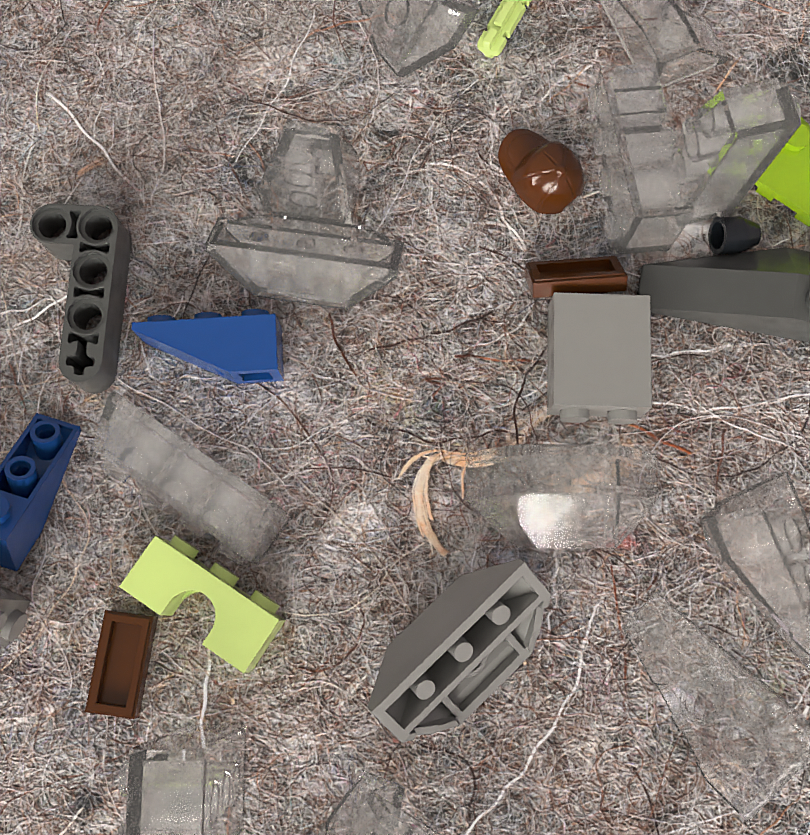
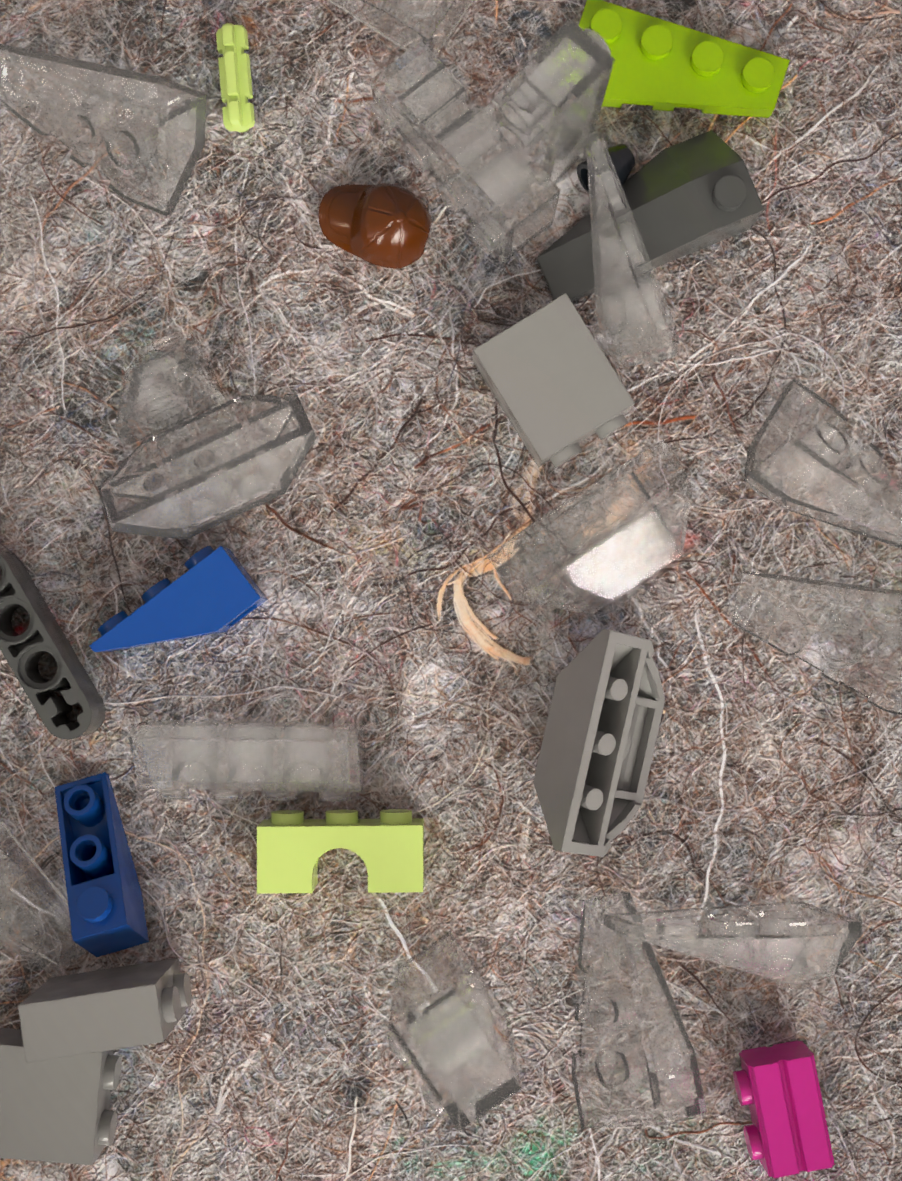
camera: 35 degrees left, 10 degrees up
(121, 664) = (303, 956): reddish brown tile -> none
(575, 276) = (481, 315): reddish brown tile -> none
(698, 320) = (628, 296): none -> clear wedge

